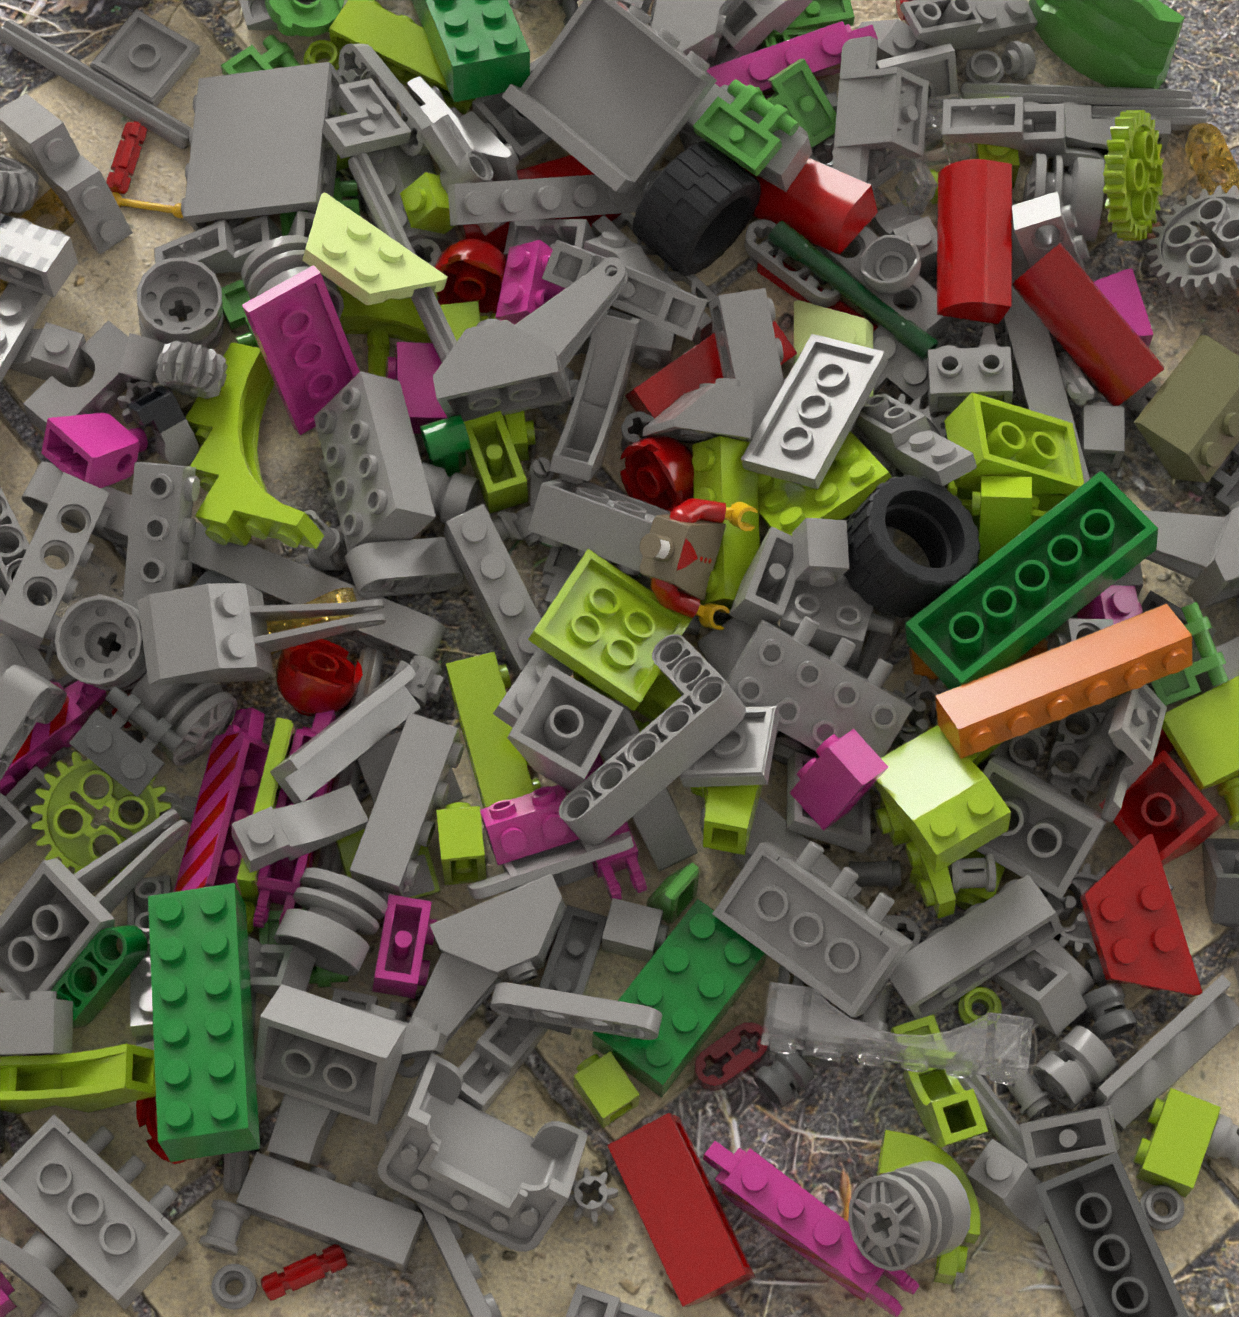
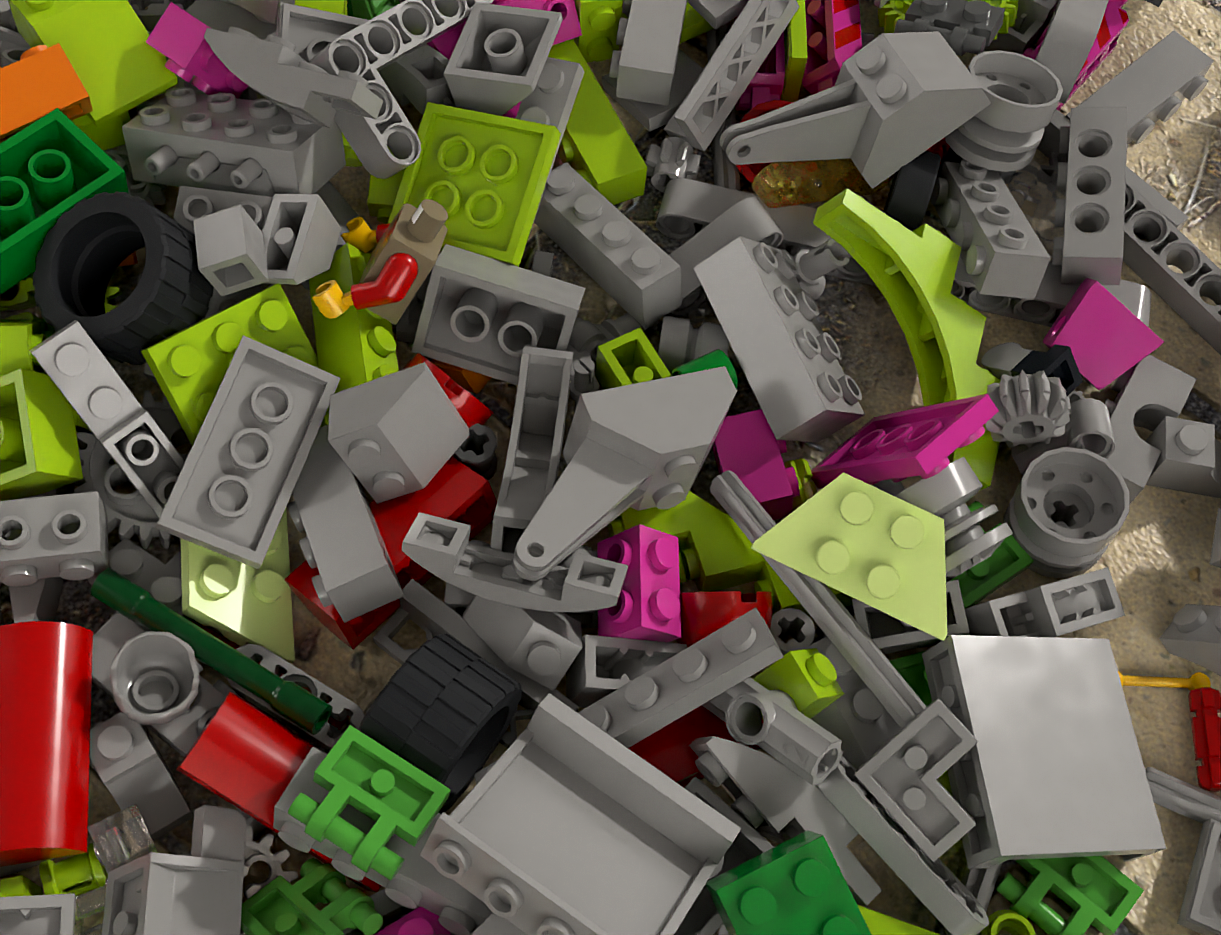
camera: 165 degrees right, 5 degrees down
(774, 689) = (289, 80): none -> light grey slope

